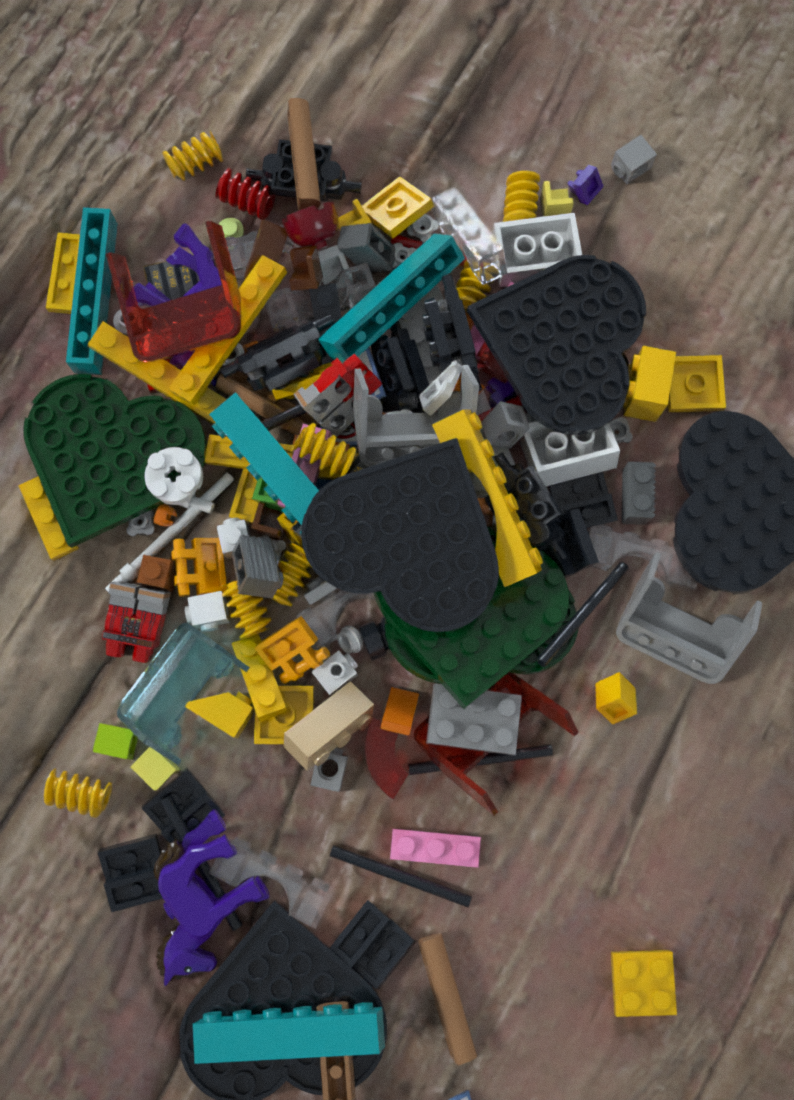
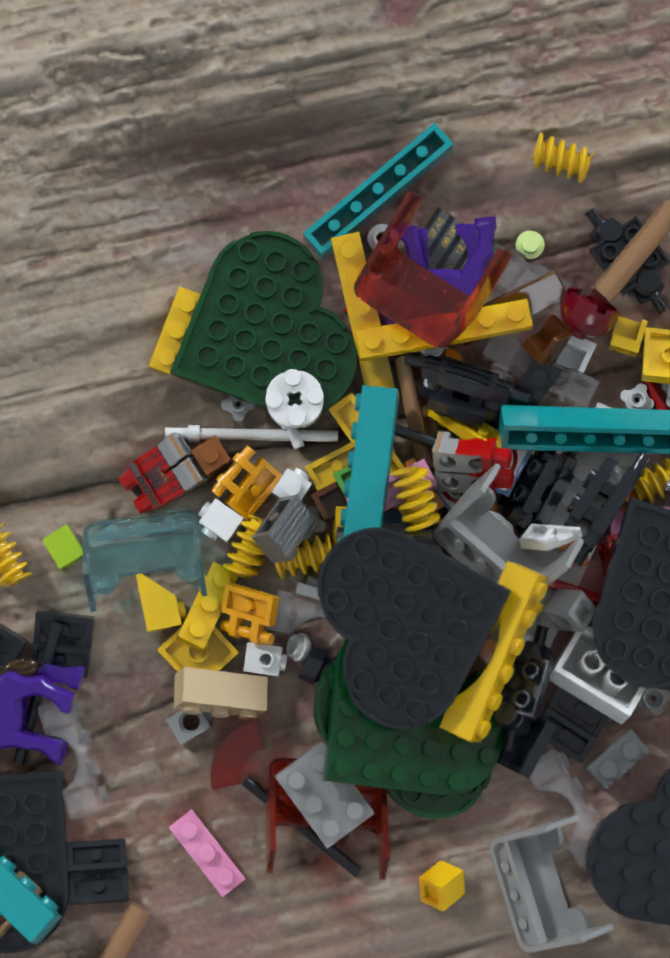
camera: 50 degrees right, 5 degrees up
(63, 274) = (373, 154): yellow plate -> none
(154, 768) = (72, 595): light yellow panel -> none
(163, 515) = (258, 417): orange hinge -> none
(245, 196) = (568, 229): red piece -> none
(366, 245) = (612, 369): dark grey brick -> none
(399, 711) = (280, 734): orange tile -> none
(400, 876) = (163, 846): black piece -> none
(499, 391) = (596, 580): dark purple tile -> none
(582, 614) = (481, 802): black piece -> none

